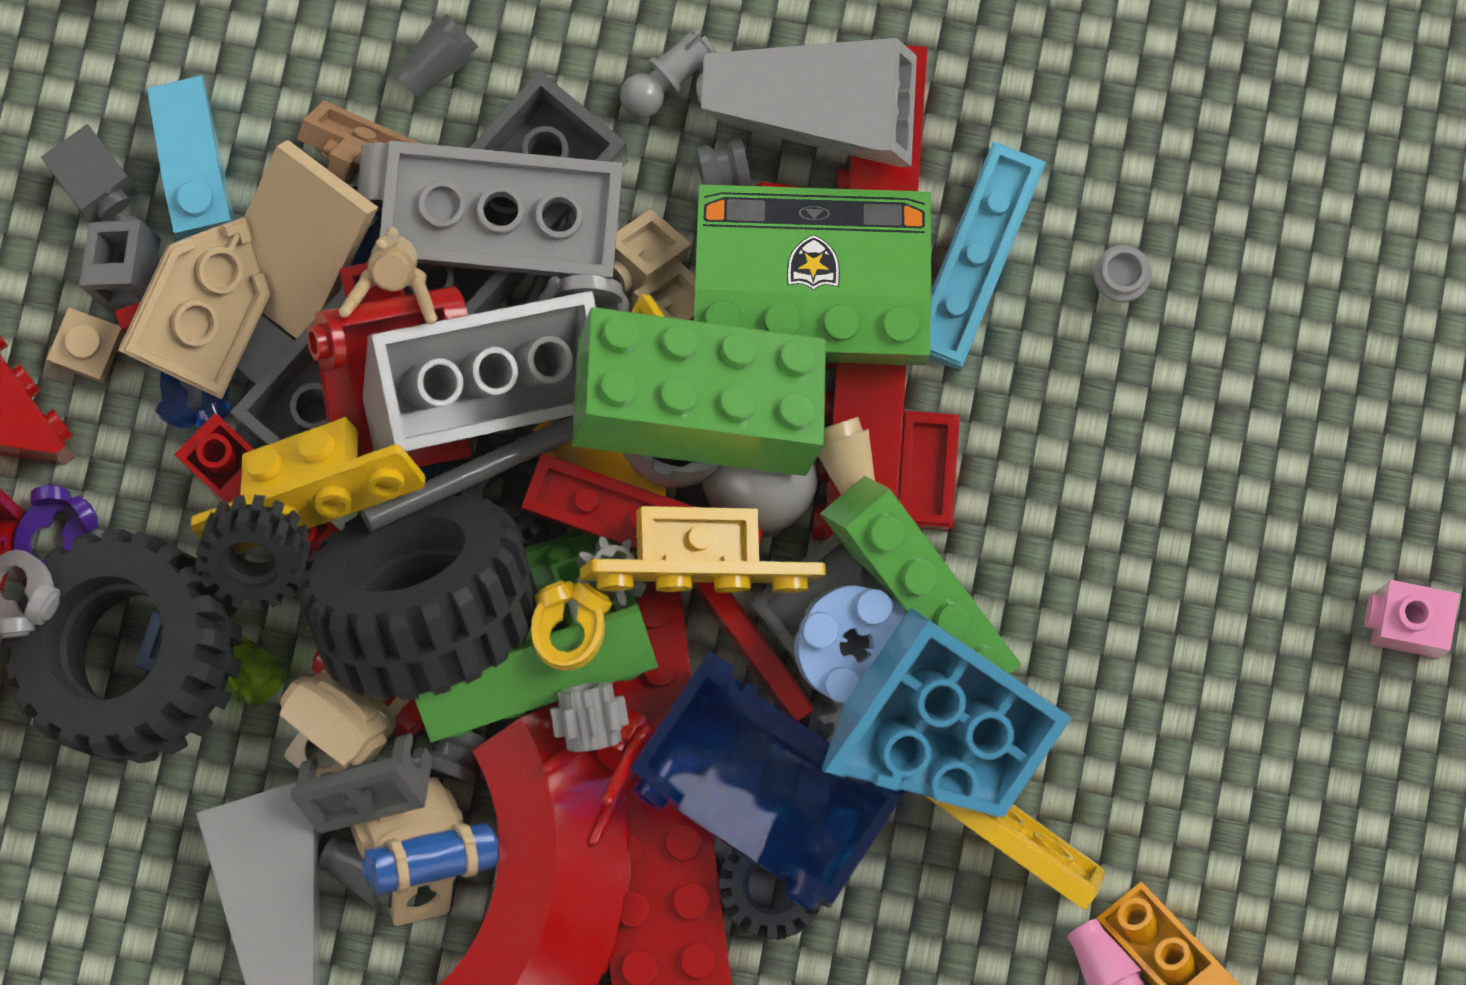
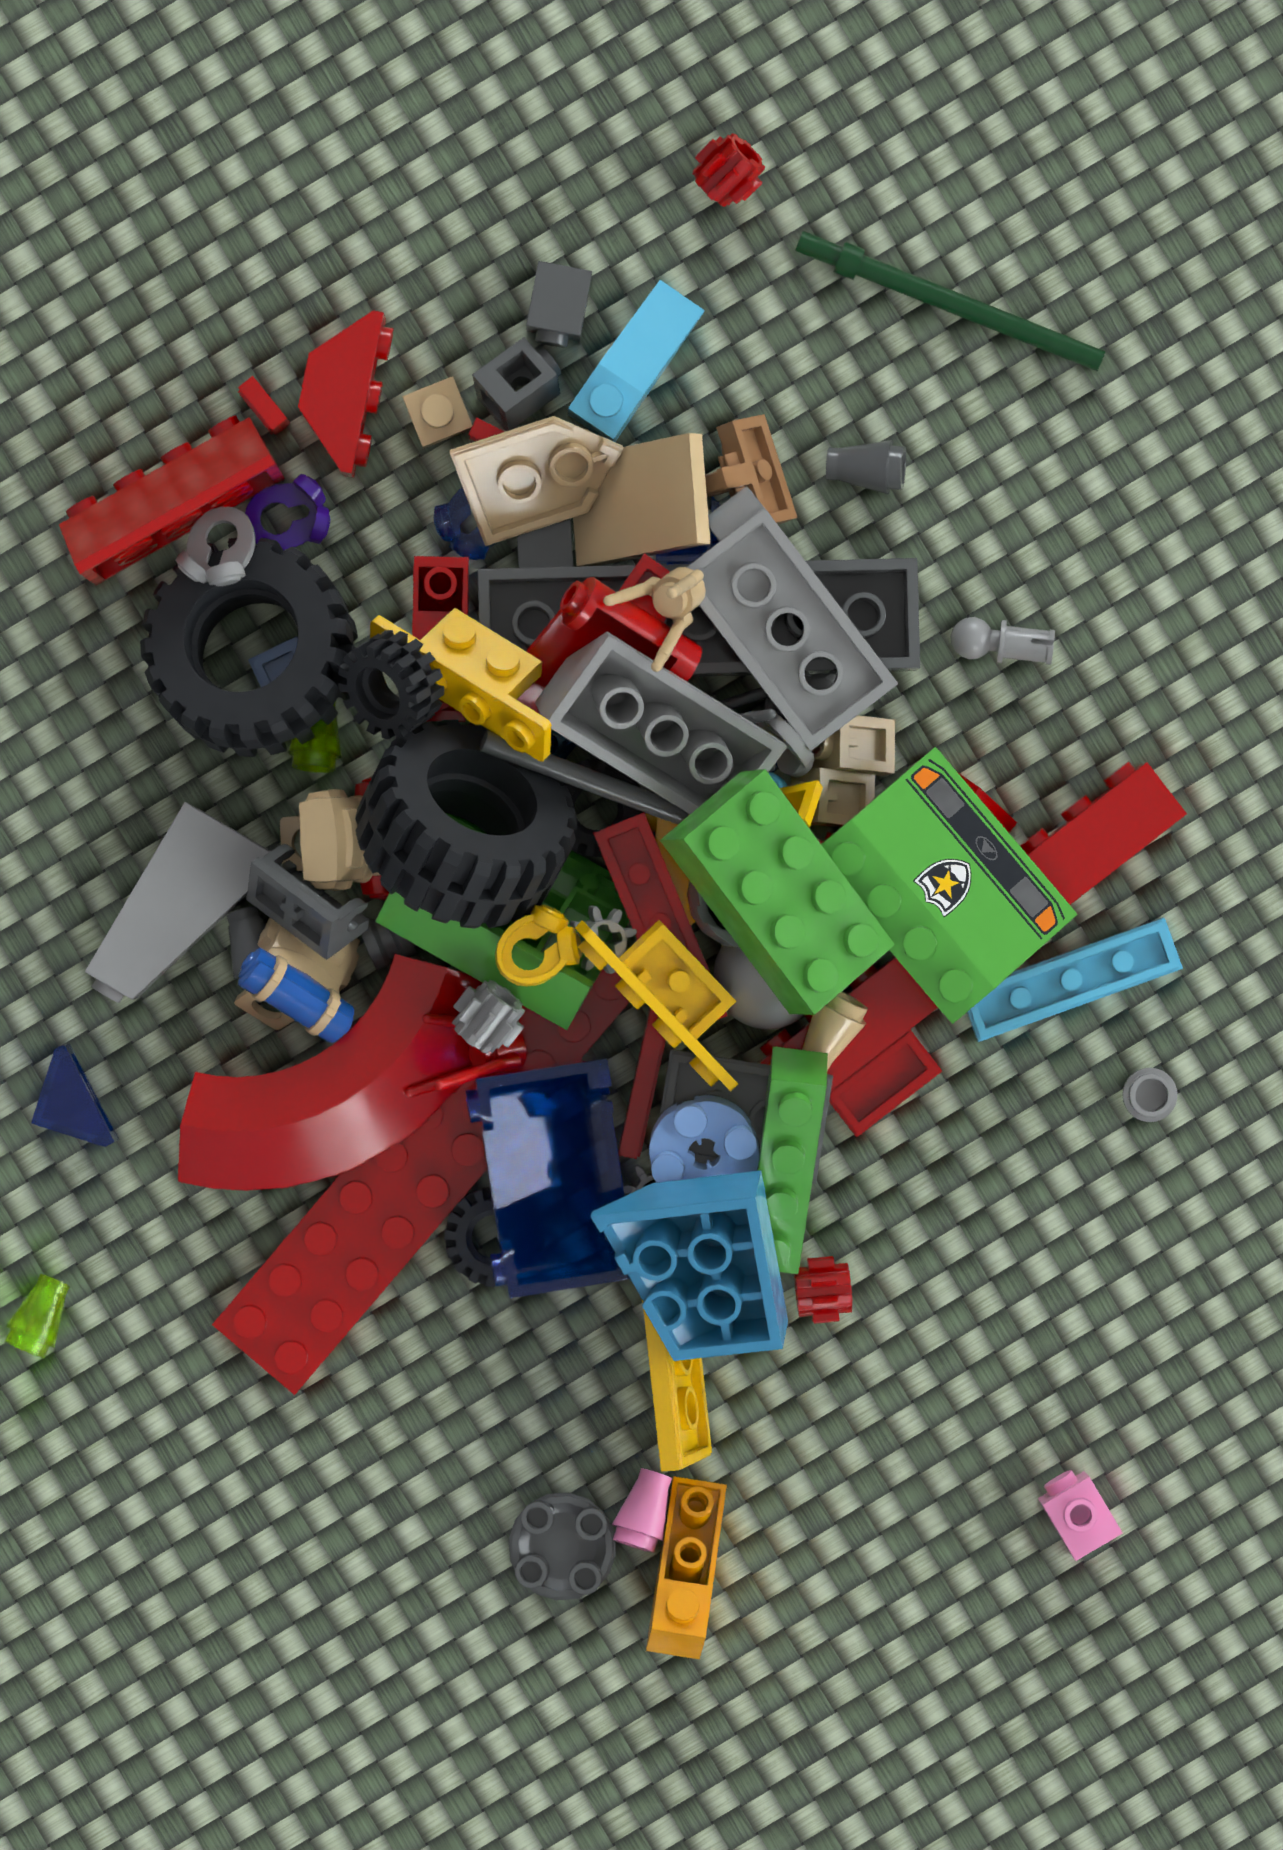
camera: 45 degrees right, 10 degrees up
(724, 164) = (969, 746): dark grey wheel -> none
(820, 95) = (1083, 777): light grey slope -> none
(1051, 659) = (823, 1290): none -> red gear

